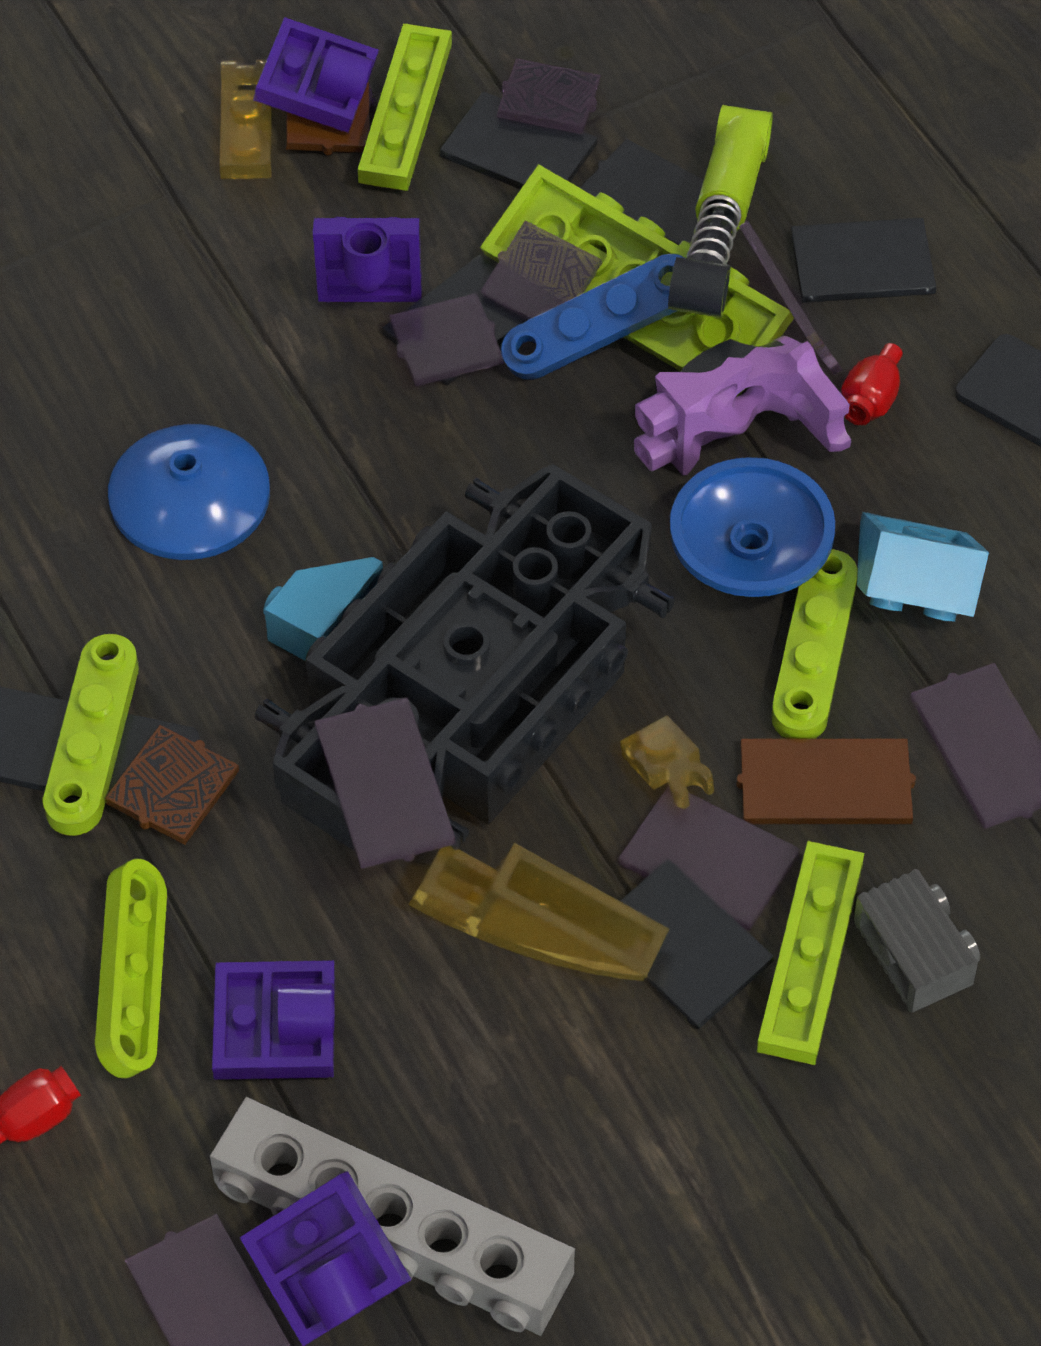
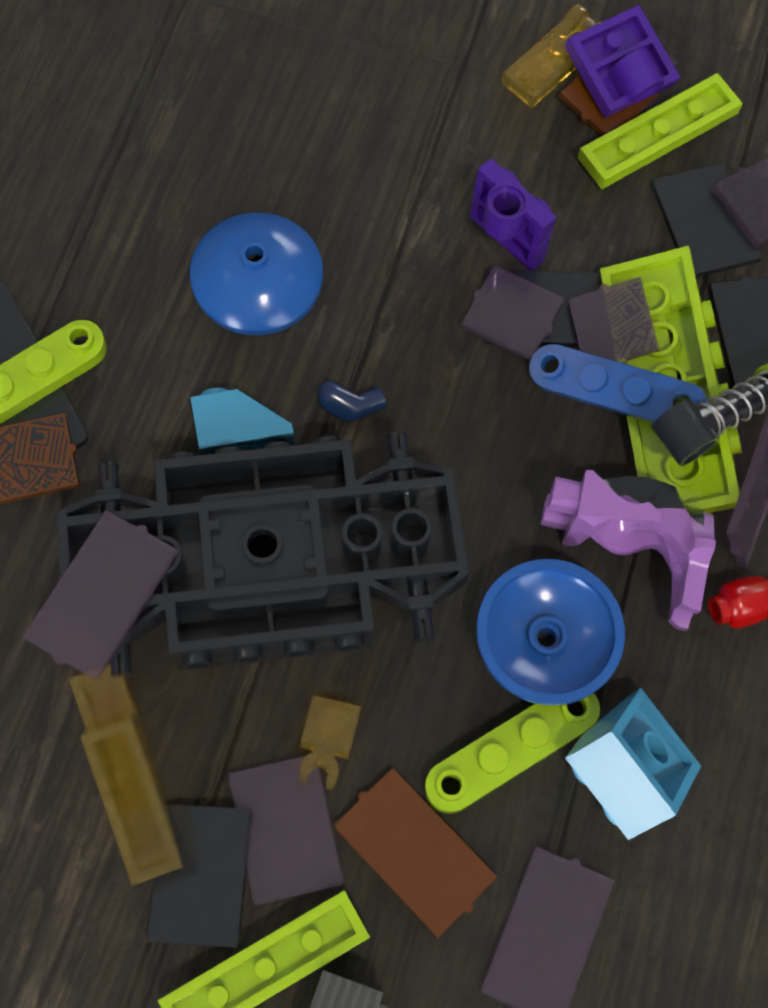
camera: 40 degrees right, 15 degrees up
(392, 518) = (346, 404): none -> dark blue arm

